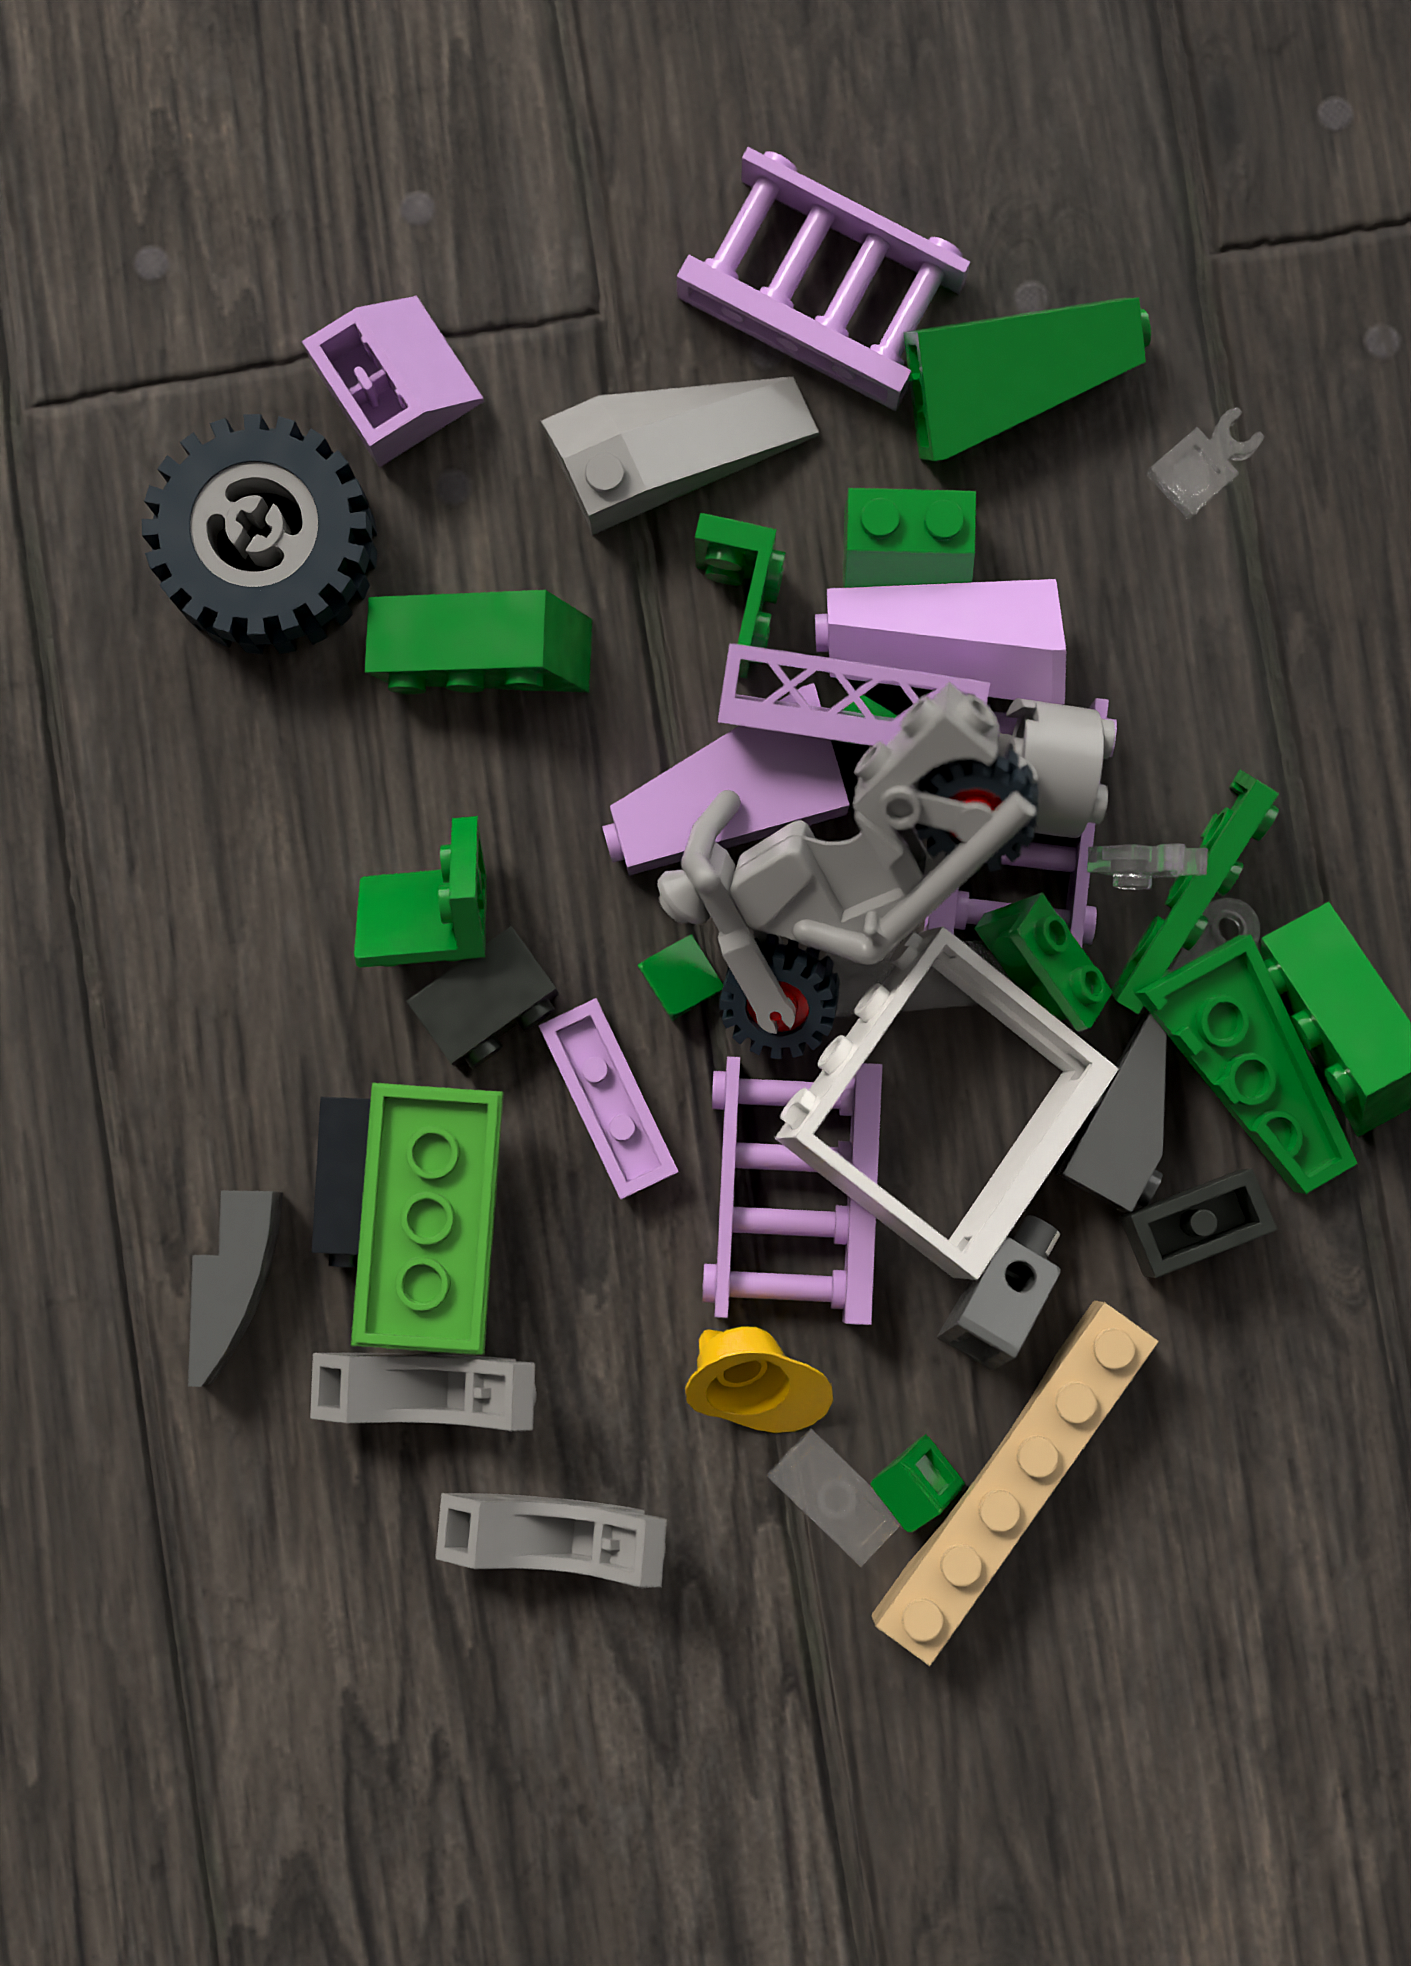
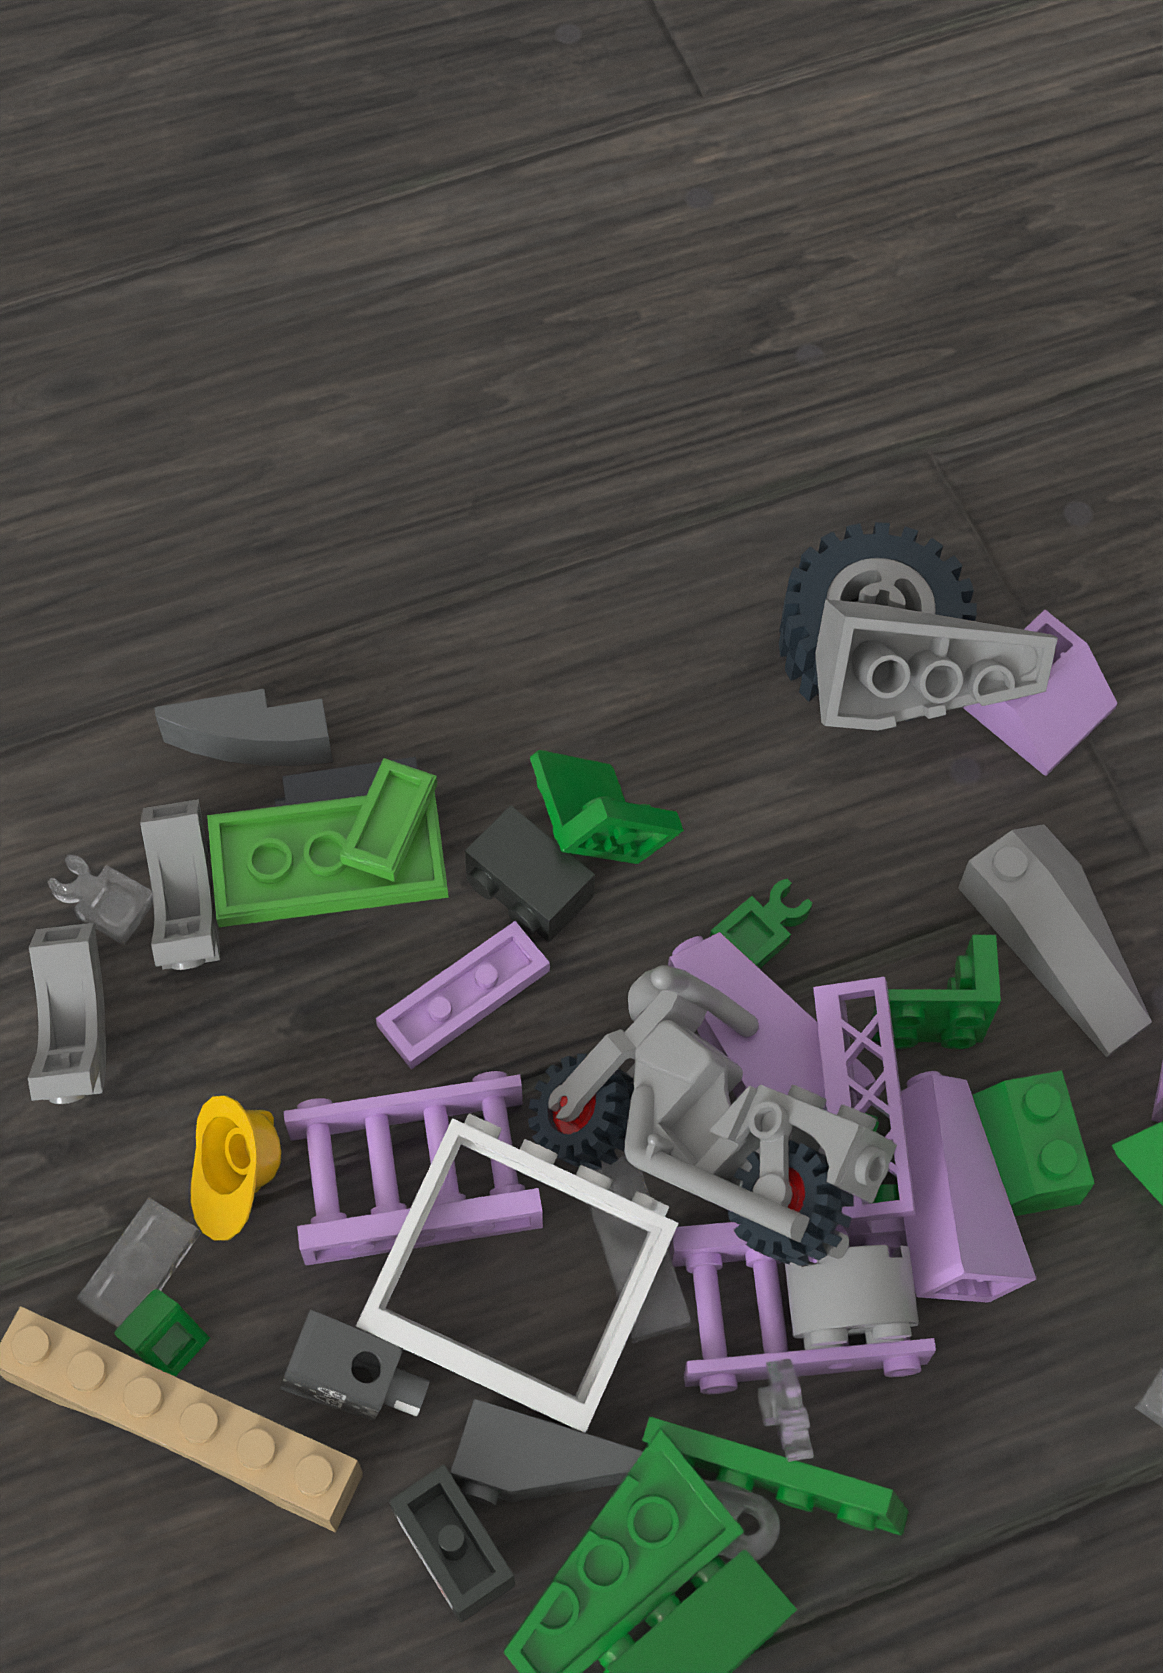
camera: 75 degrees right, 20 degrees down
(345, 522) = (909, 664): none -> light grey wedge
(407, 1140) = (388, 819): none -> bright green tile
(411, 1474) = (109, 901): none -> clear plate
(478, 642) = (836, 812): green wedge -> none
(605, 766) = (760, 929): none -> green plate
(680, 977) = (579, 1025): green slope -> none
(1045, 960) = (671, 1342): green bracket -> none

